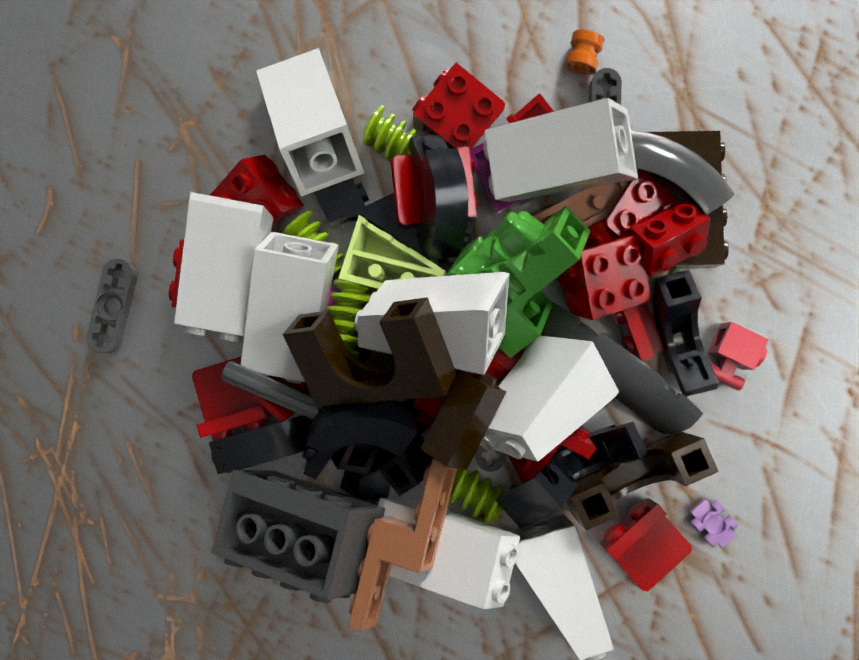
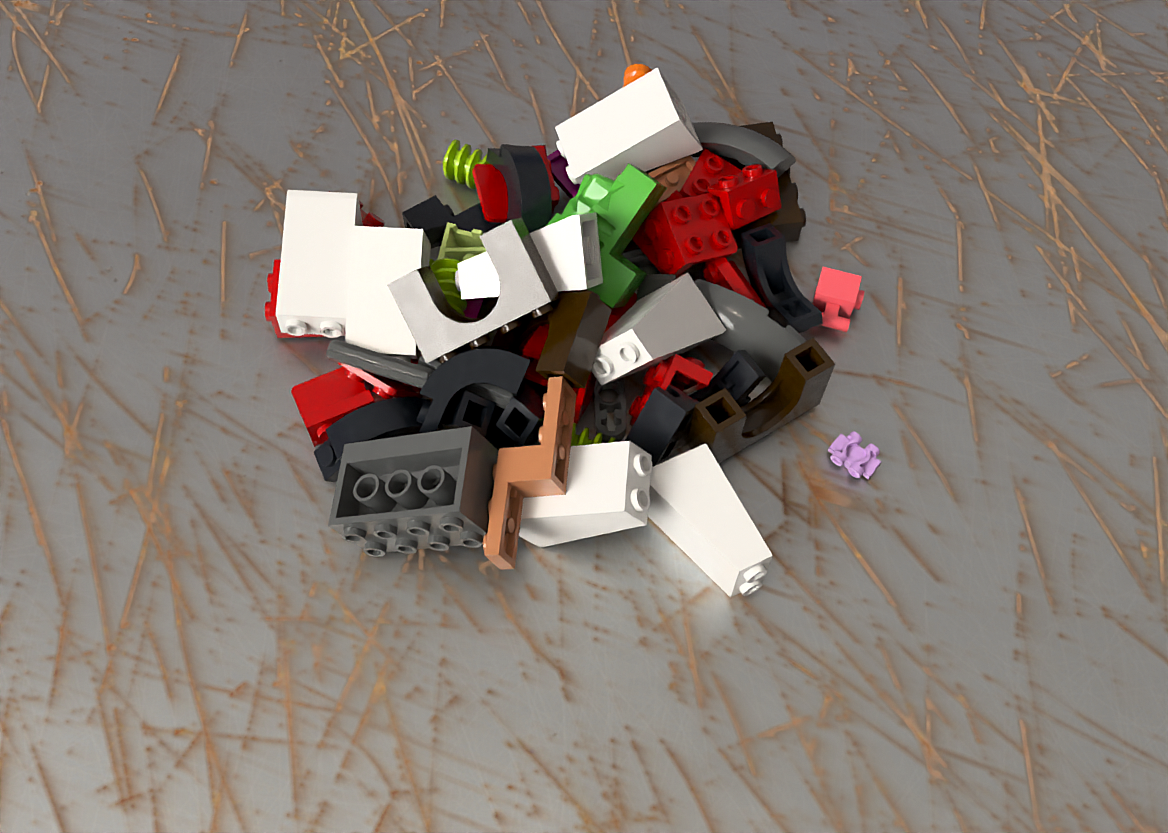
camera: 15 degrees left, 25 degrees down
(96, 327) = (209, 356): dark grey beam -> none
(309, 122) = (393, 158): white slope -> none
(458, 108) = (527, 126): red bracket -> none
(646, 544) = (787, 481): red bracket -> none

